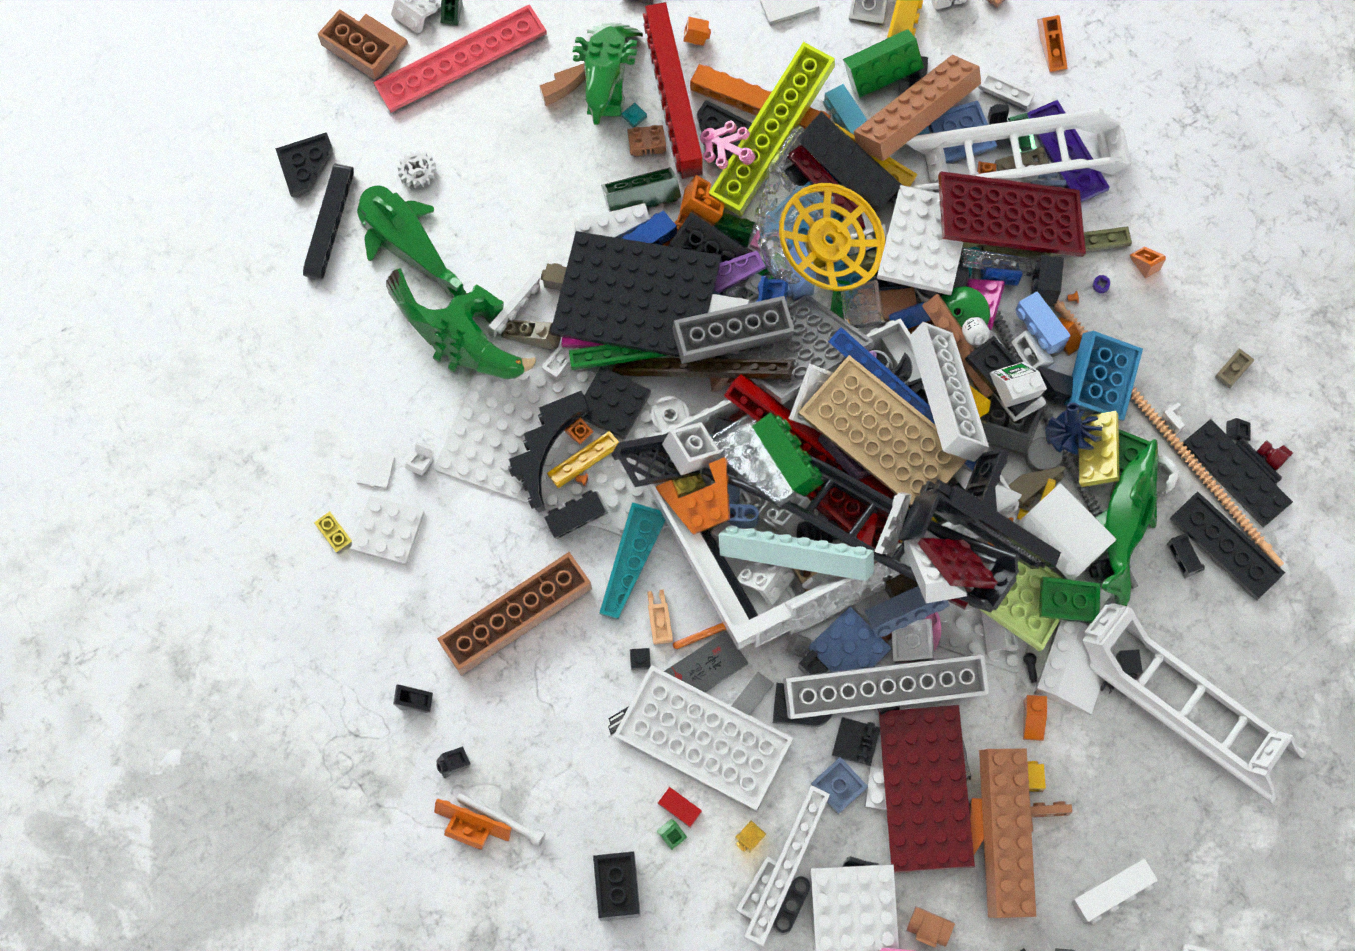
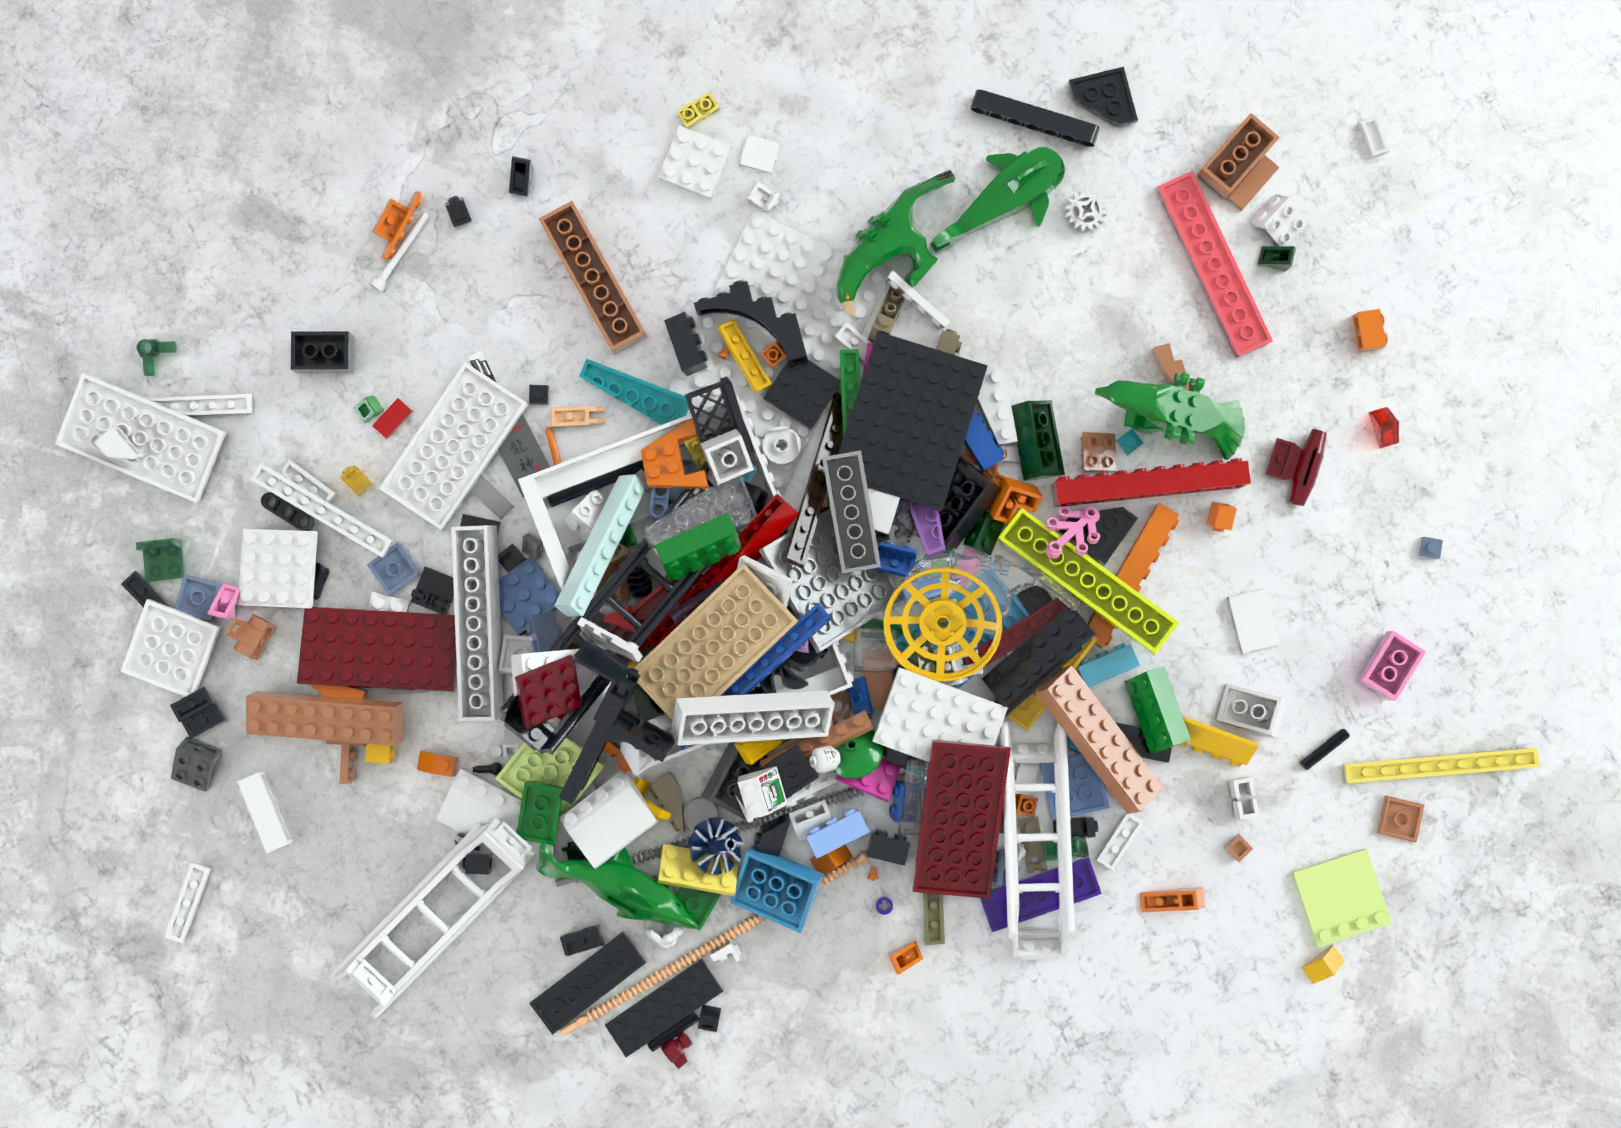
camera: 90 degrees right, 15 degrees up
(1234, 368) = (775, 1026): dark tan plate -> none

